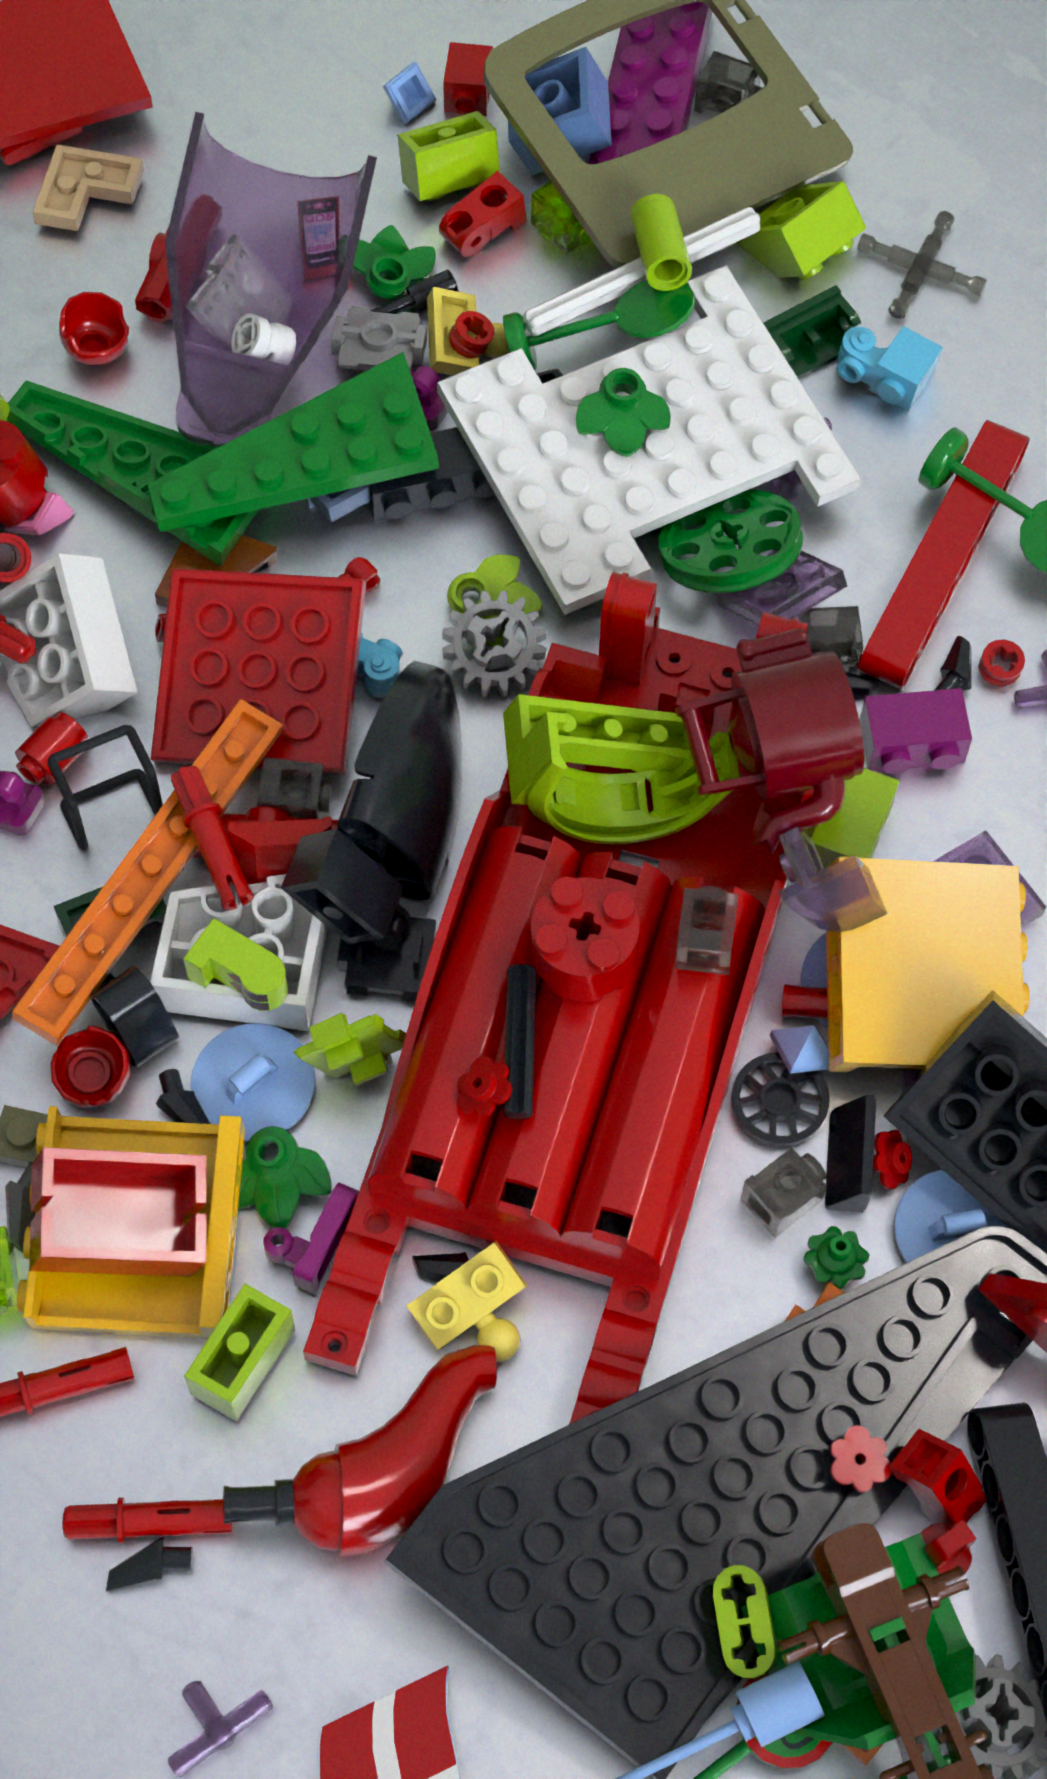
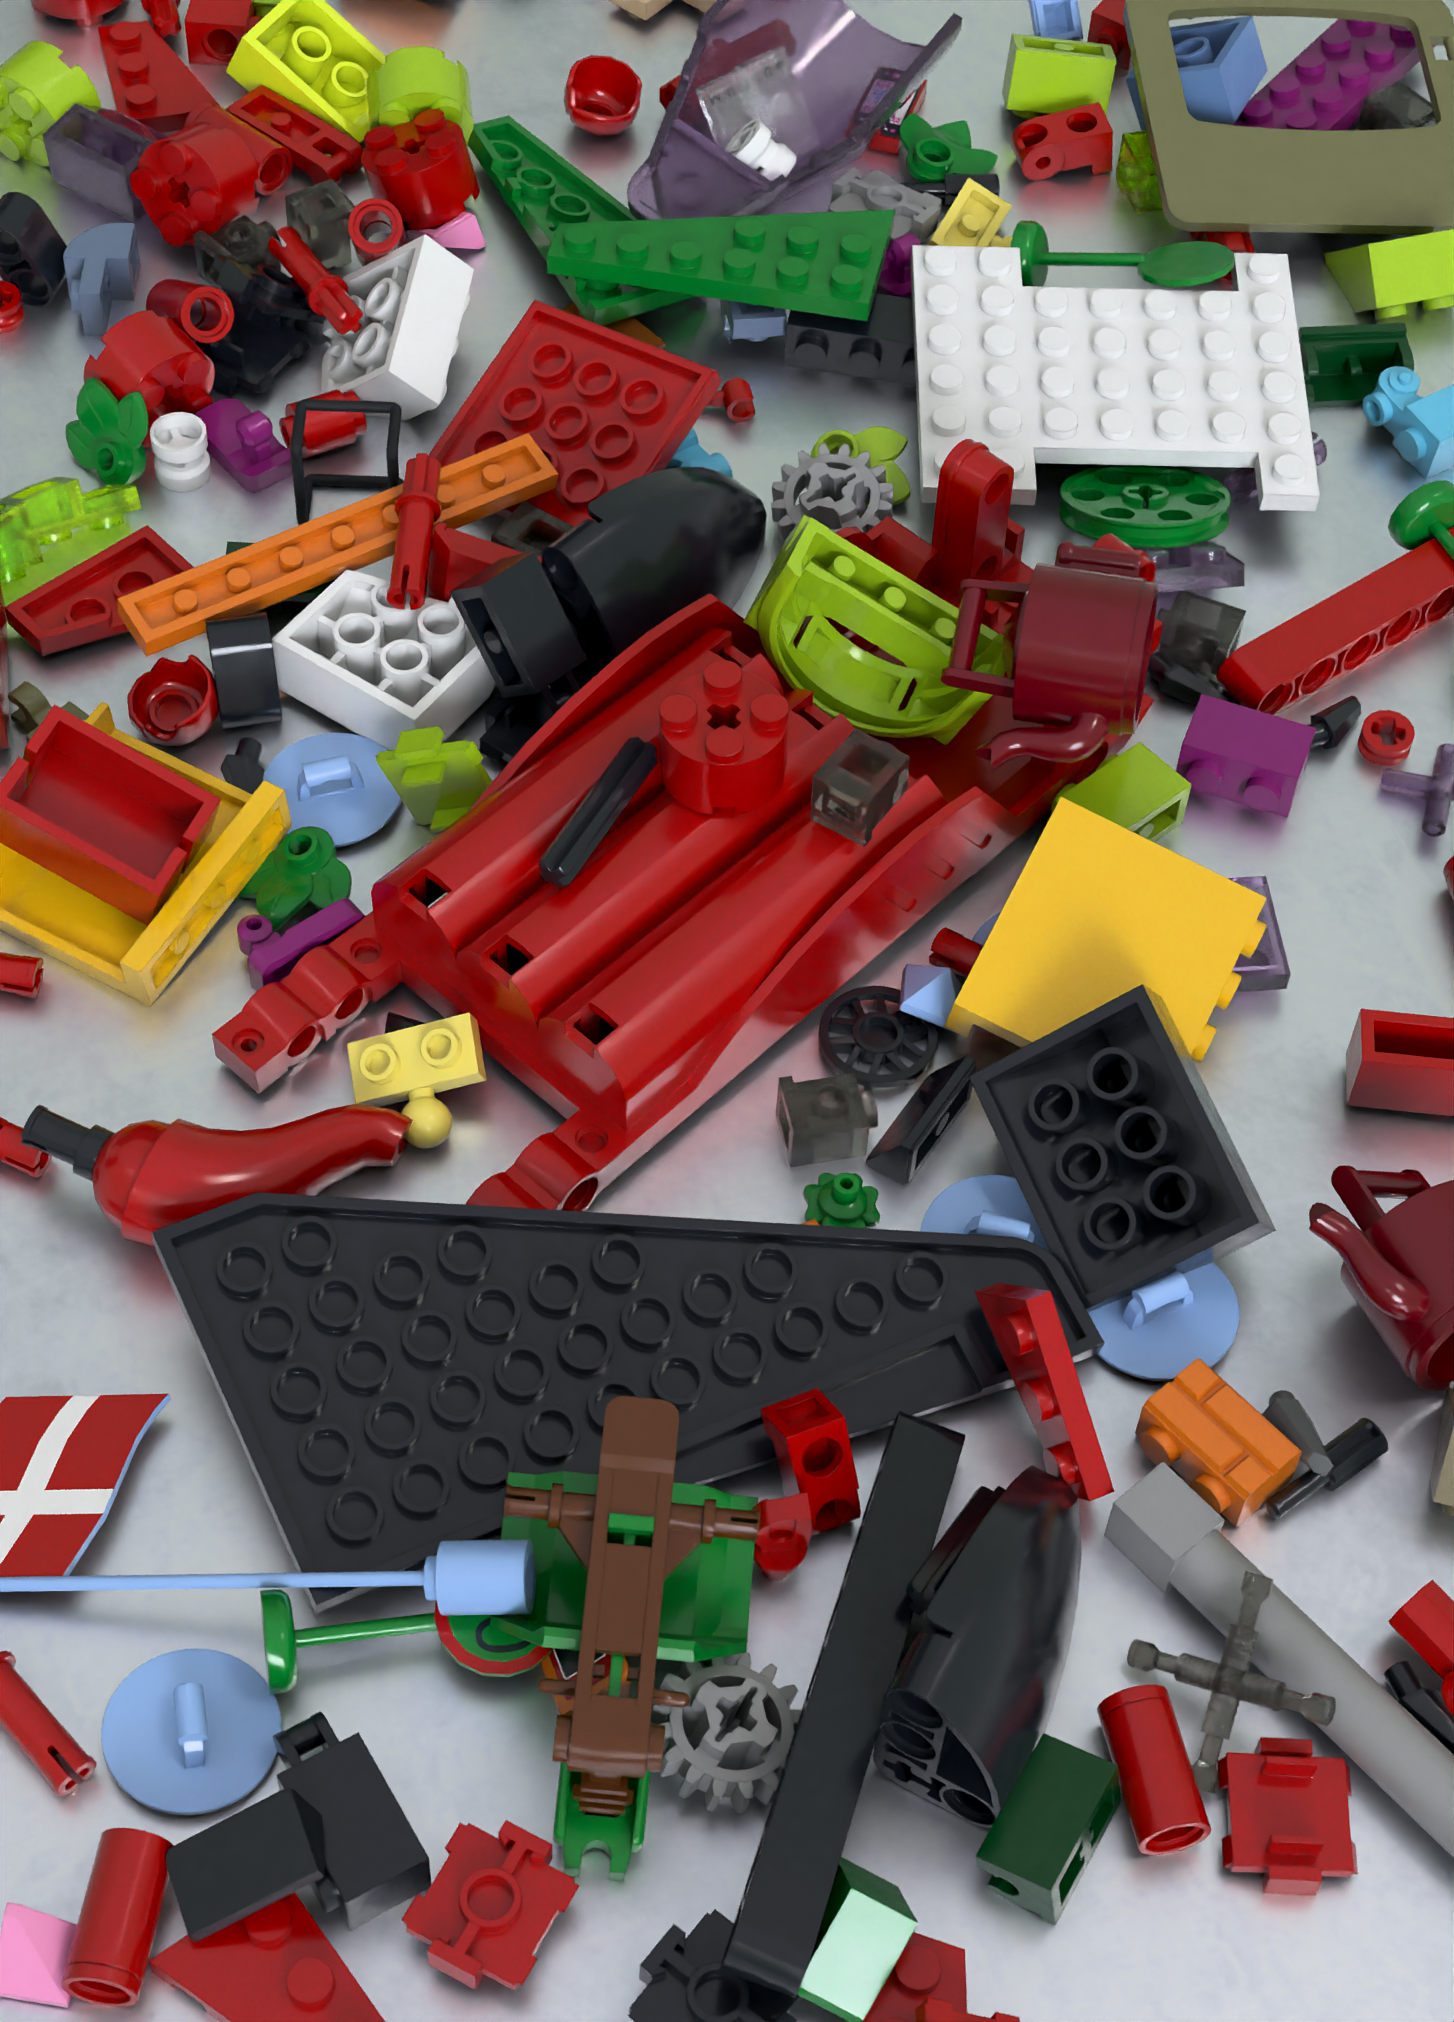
camera: 25 degrees right, 10 degrees down
(238, 964) = (366, 646): lime leg -> none
(240, 1352) = (147, 1006): lime brick -> none
(477, 324) = (983, 218): red bush -> none
(484, 1087) = (532, 834): red plant -> none
(618, 281) = (1236, 234): white axle -> none
(622, 417) = (1088, 331): green plate -> none
(661, 242) = (1224, 204): lime pin -> none
(730, 1623) = (489, 1476): lime beam -> none
(829, 897) = (1026, 819): brick -> none
(870, 1450) = (736, 1375): plant -> none
(892, 1158) = (964, 1139): red plant -> none

